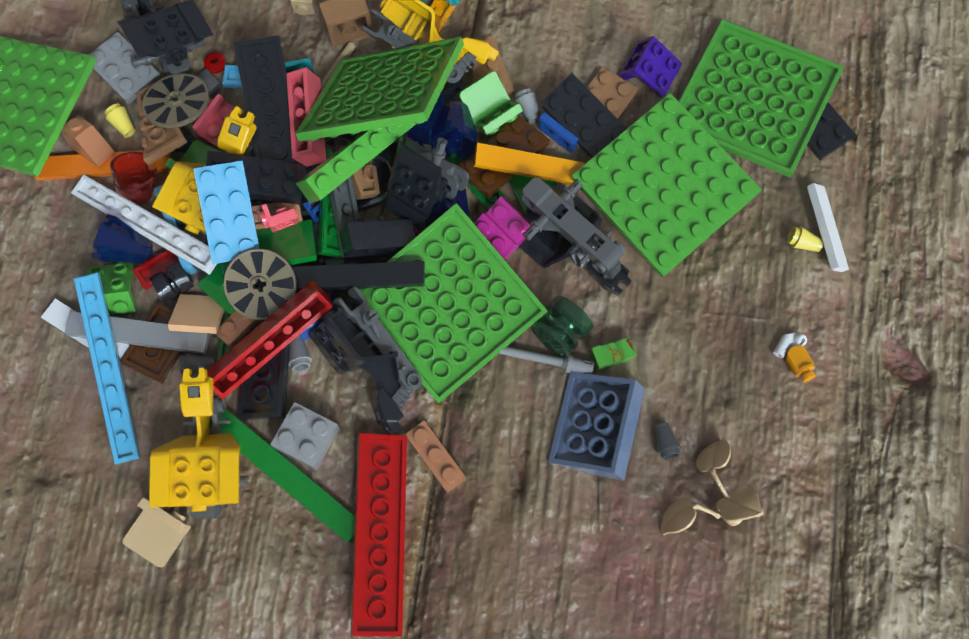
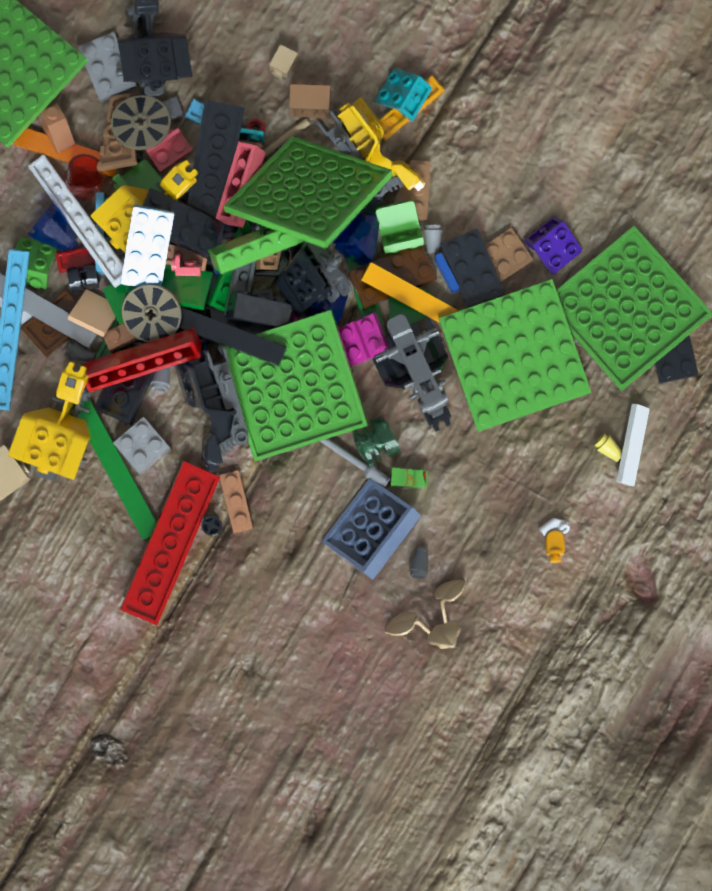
camera: 25 degrees right, 10 degrees up
(119, 118) = (89, 116): light yellow cone -> none
(217, 67) = (185, 99): red plate -> none
(419, 489) = (208, 524): none -> black wheel

